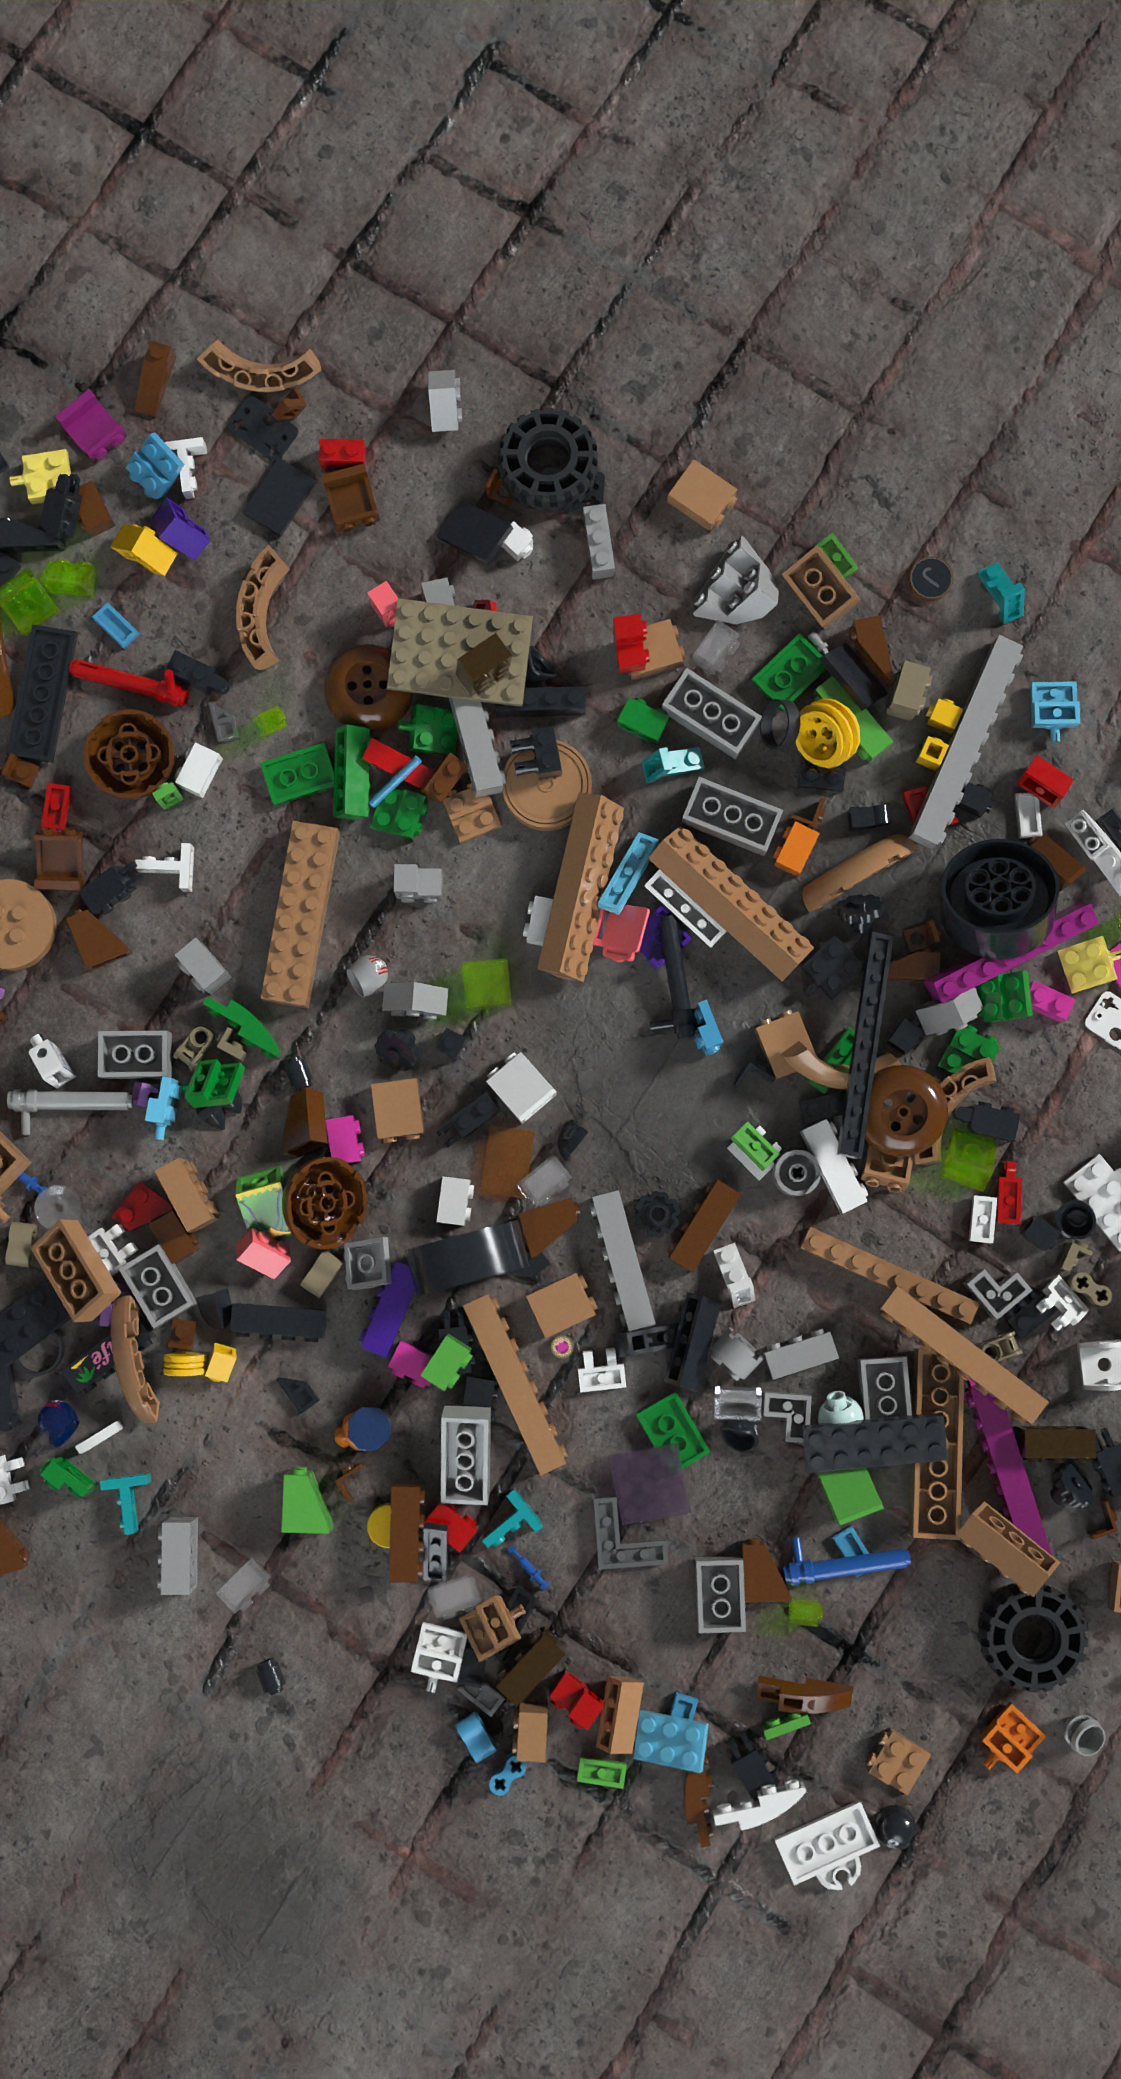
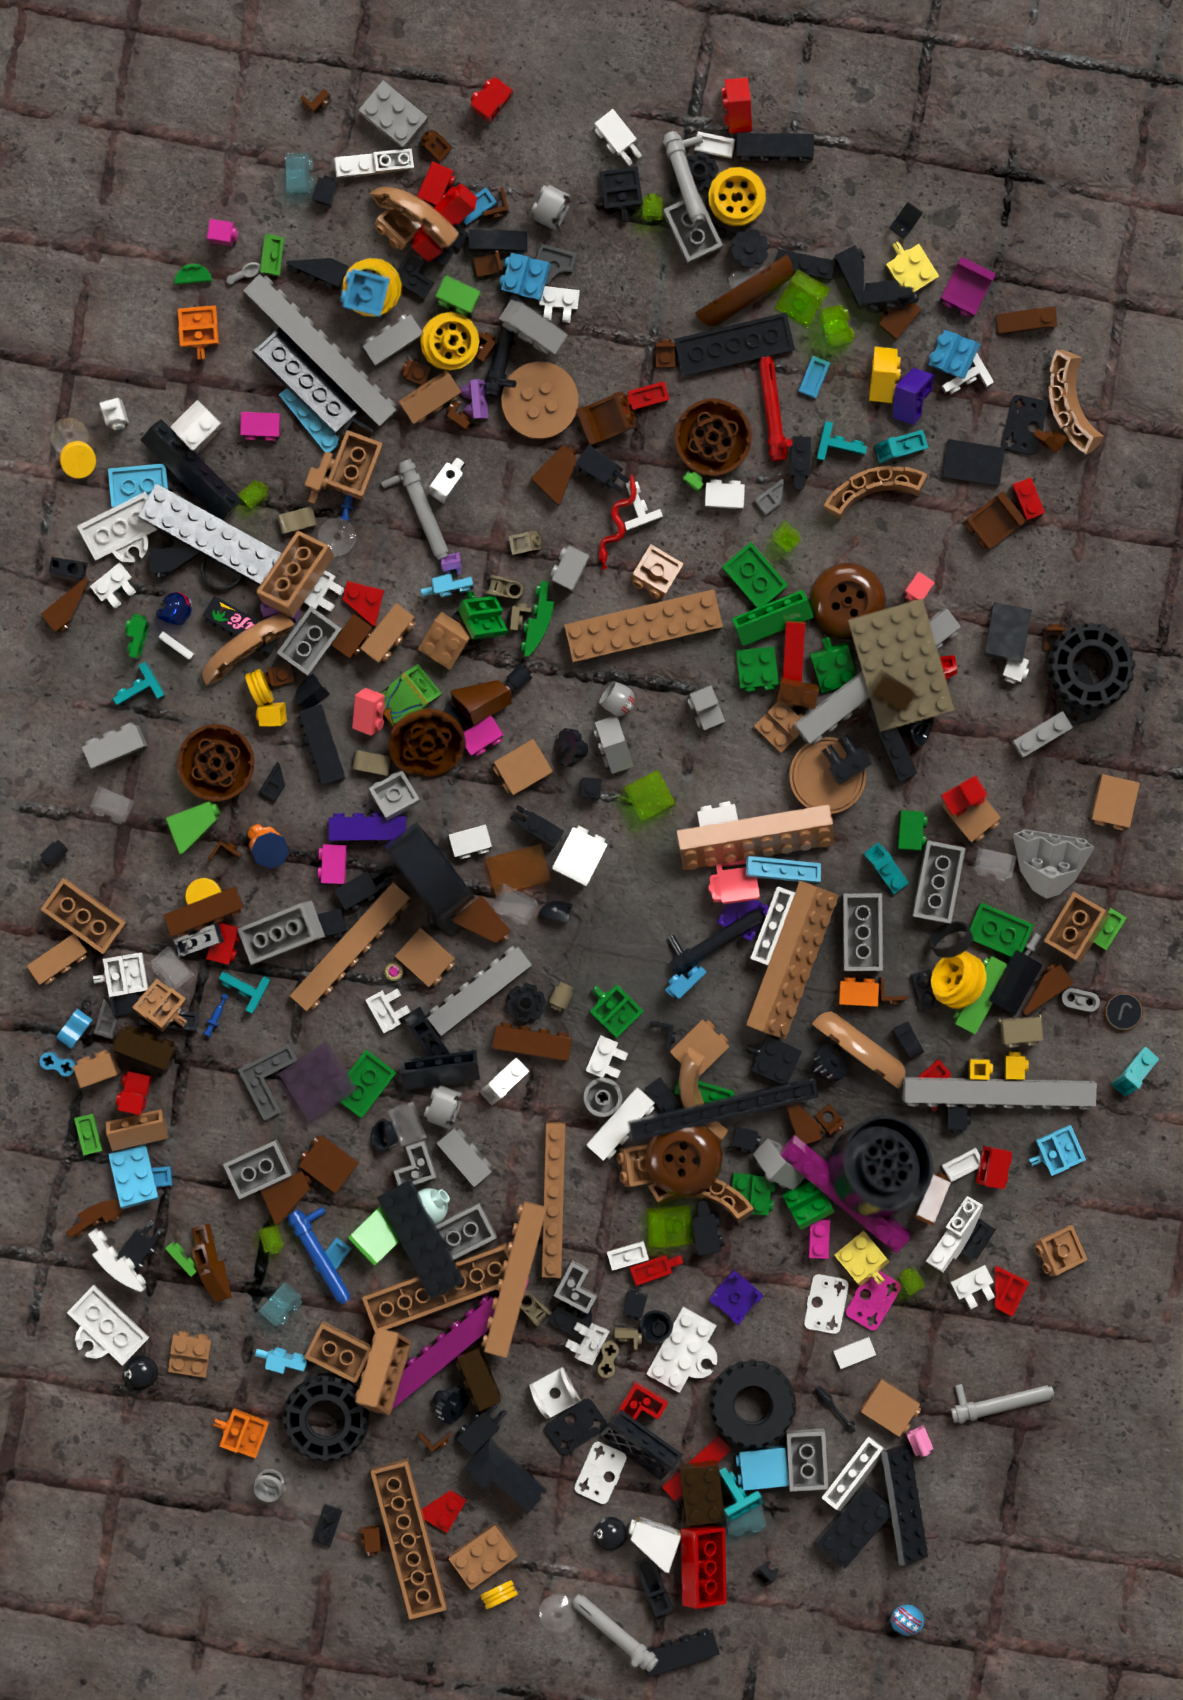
camera: 65 degrees right, 5 degrees up
(134, 1054) = (479, 544): light grey brick -> none
(154, 1005) = (524, 542): none -> dark tan bracket
(196, 628) = (838, 443): none -> teal bracket
(204, 926) = (618, 521): none -> red animal
(219, 1450) = (197, 775): none -> reddish brown brick
(222, 1135) = (445, 640): none -> medium nougat brick
(226, 565) = (900, 446): none -> teal bracket
(248, 877) = (656, 572): none -> plate
(353, 1672) = (84, 915): none -> medium nougat brick
(390, 1722) = (58, 959): none -> medium nougat brick
(395, 781) = (778, 655): dark azure bar -> none
(443, 397) = (1106, 562): light grey brick -> none
(446, 1362) = (345, 889): bright green brick -> none
(667, 1172) = (561, 996): none -> dark tan brick
(705, 1119) = (615, 1009): none -> green plate
(745, 1511) = (328, 1163): none -> reddish brown panel
(755, 1146) = (609, 1056): bright green plate -> none
(881, 1632) = (281, 1303): none -> clear light blue brick
(899, 618) = (1080, 999): none -> light grey plate
(946, 1661) = (278, 1360): none -> medium azure plate
(963, 1589) = (338, 1352): none -> medium nougat brick
(1075, 1119) = (735, 1296): none -> dark purple panel

